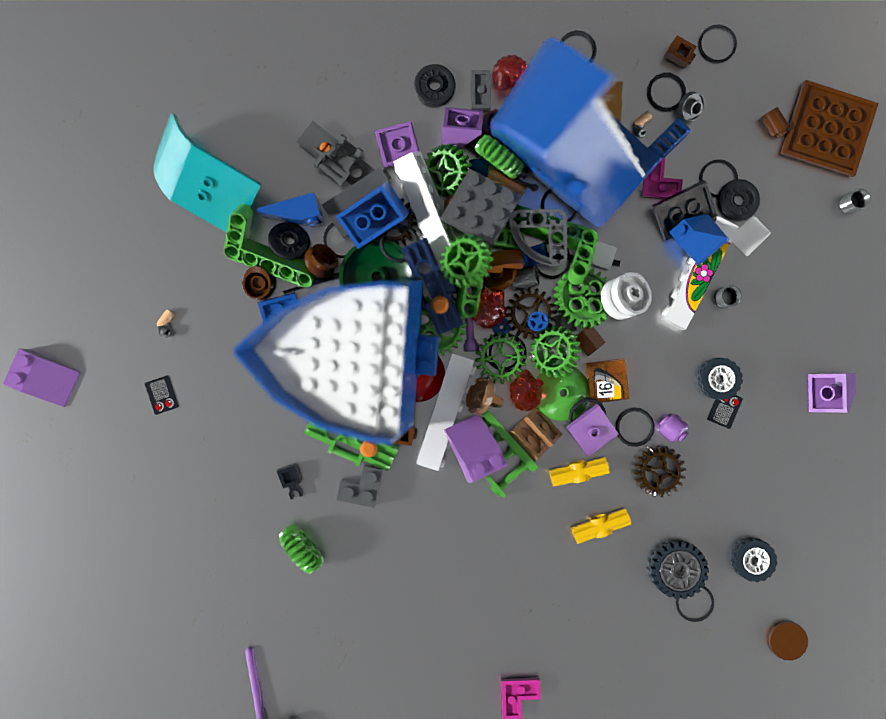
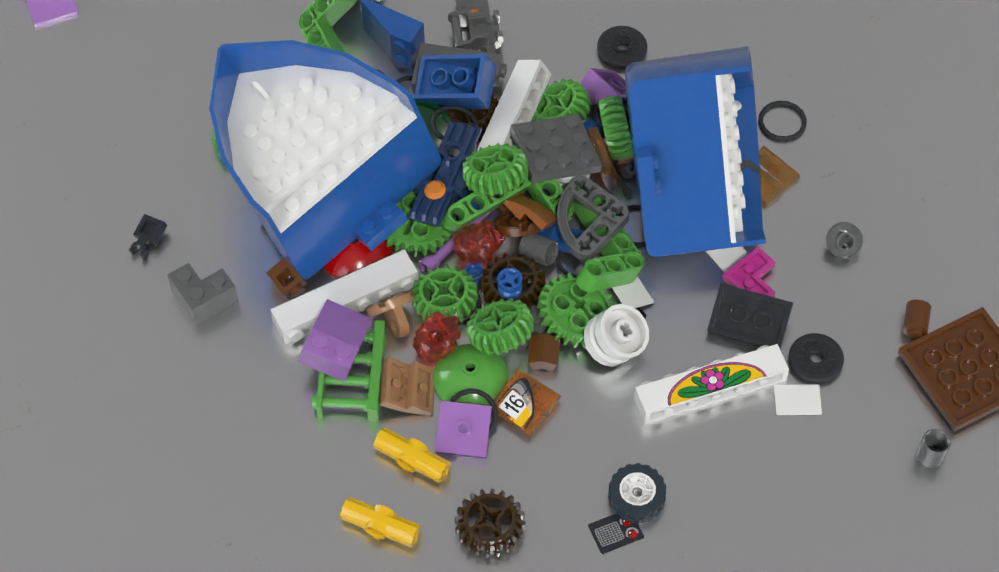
camera: 40 degrees right, 30 degrees down
(161, 394) = (121, 83): black sticker -> none
(163, 324) = (187, 33): arm -> none
(284, 250) = (360, 43): black wheel -> none
(301, 548) = (90, 288): bright green gear -> none
(373, 453) = (245, 244): bright green piece -> none
(396, 142) = (552, 56): medium lavender plate -> none
(639, 124) = (780, 220): arm -> none
(650, 86) = (832, 198): black piece -> none
(651, 430) = (506, 489): black piece -> none
(674, 428) = (544, 495): medium lavender head -> none
(681, 126) = (806, 245): blue slope -> none
(684, 47) = (878, 190): reddish brown brick -> none
(699, 237) = (737, 341): blue slope -> none
(718, 161) = (814, 306): black piece -> none
(734, 42) = (924, 236): black piece -> none
(736, 296) = (719, 414): dark grey piece -> none

